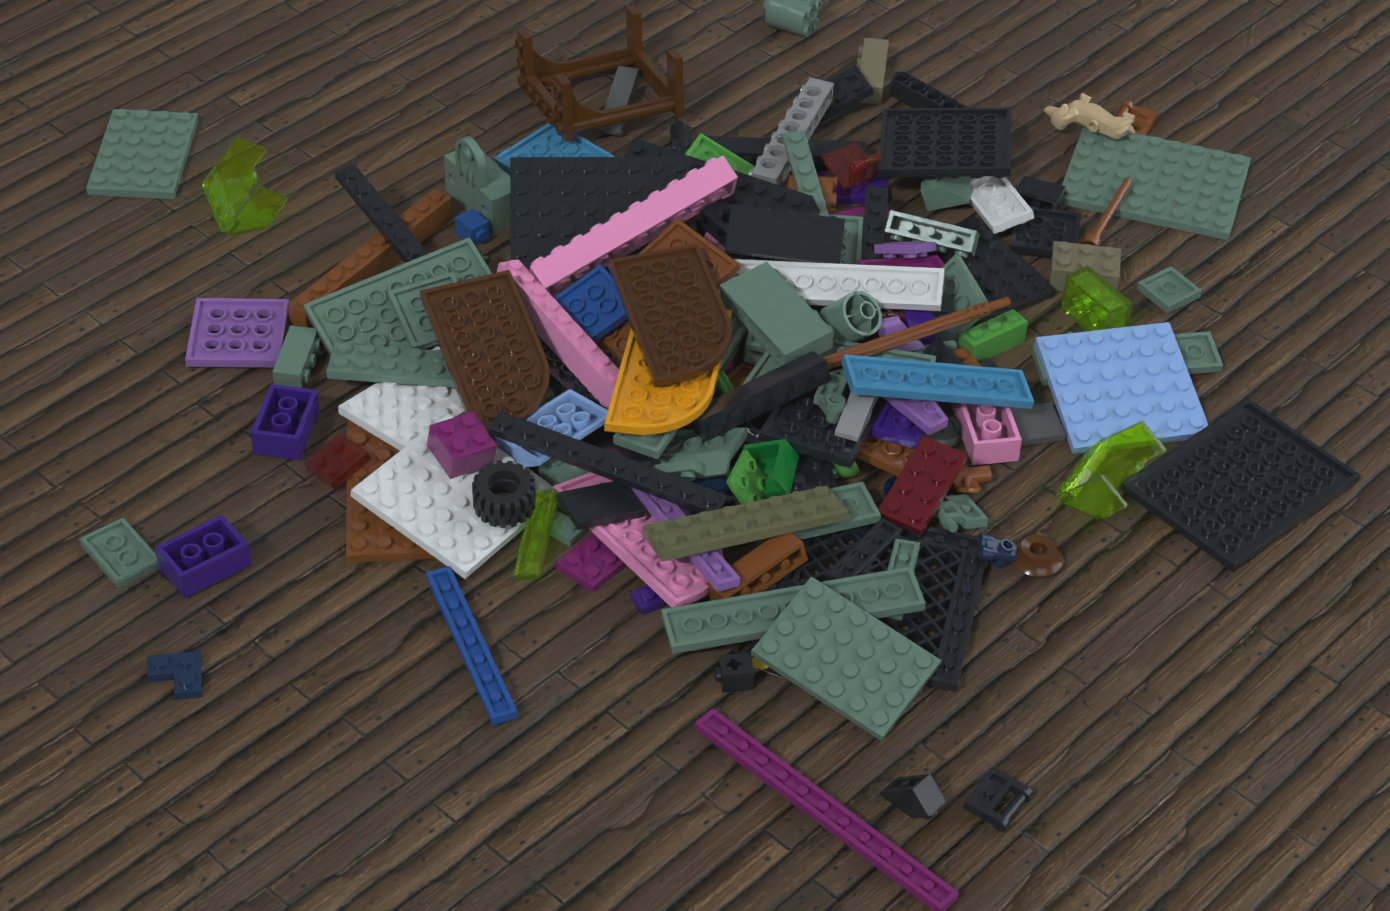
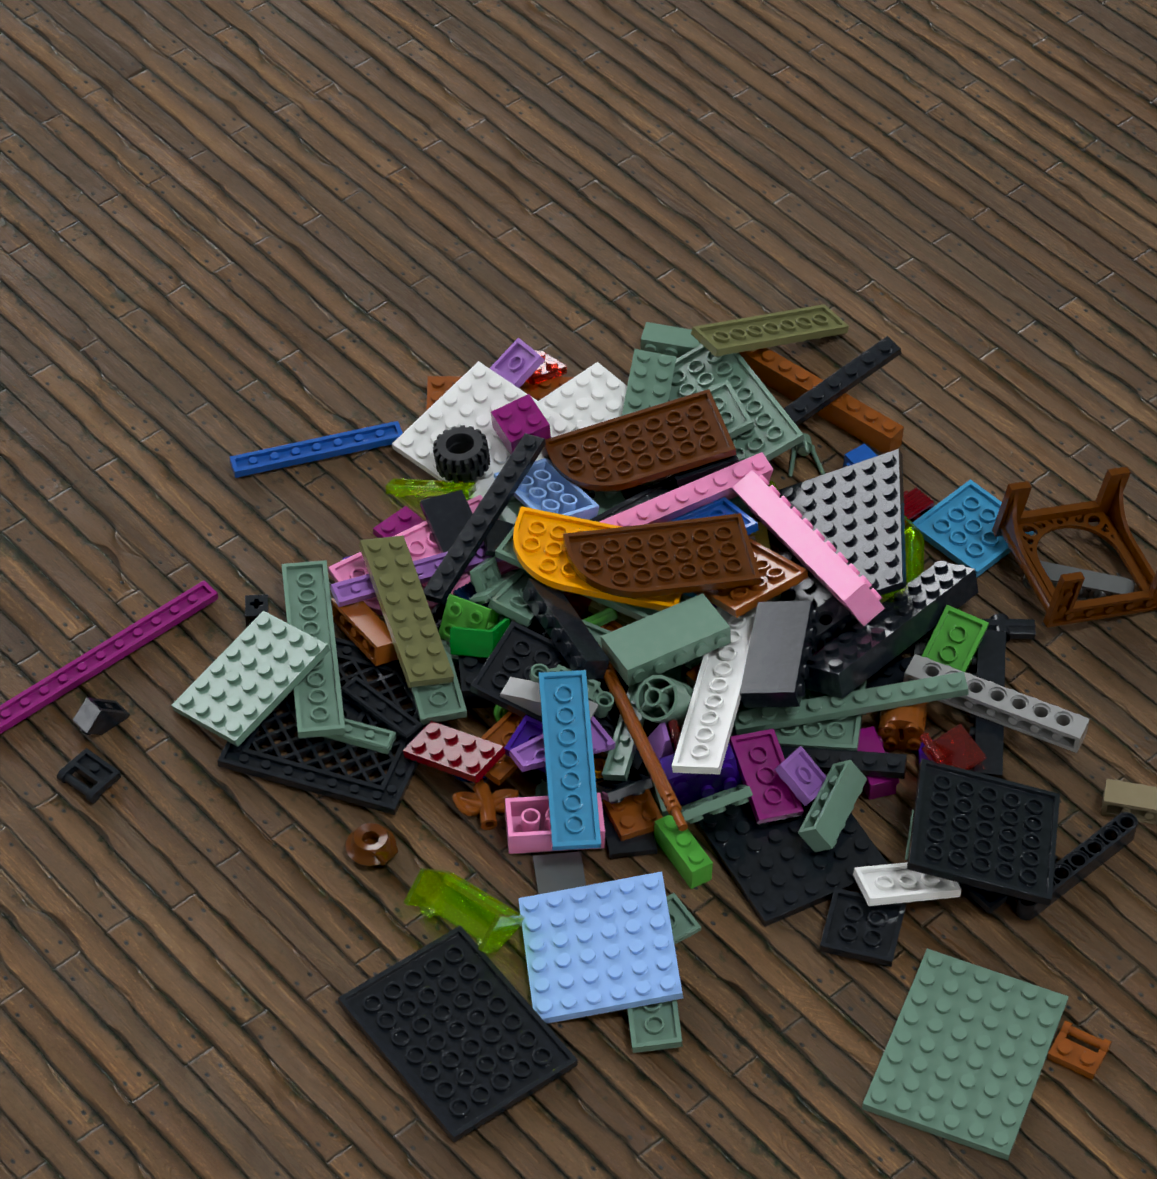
camera: 95 degrees right, 5 degrees up
(120, 552) = (450, 249): sand green tile -> none
(142, 154) = (975, 244): sand green plate -> none
(182, 668) = (315, 290): dark blue plate -> none
(203, 556) = (428, 288): dark purple brick -> none
(229, 192) = (905, 301): clear neon green windscreen -> none
(247, 355) = (703, 299): medium lavender piece -> none
(285, 422) = (585, 333): dark purple brick -> none
(300, 272) = (769, 330): none -> olive plate
(349, 461) = (517, 363): none -> medium lavender plate
(478, 183) = (926, 451): sand green brick -> none
(848, 90) = (1096, 763): black plate -> none
(962, 511) = (430, 794): sand green plate -> none
(996, 551) = (377, 803): dark blue plate -> none
(1041, 193) = (922, 928): black brick -> none
(1071, 257) = (793, 948): dark tan brick -> none
(1092, 117) = (1058, 991): tan animal -> none
(1094, 237) = (846, 967): dark orange piece -> none
(1094, 301) = (720, 940): clear neon green brick -> none
(1169, 289) = (763, 1025): sand green plate -> none

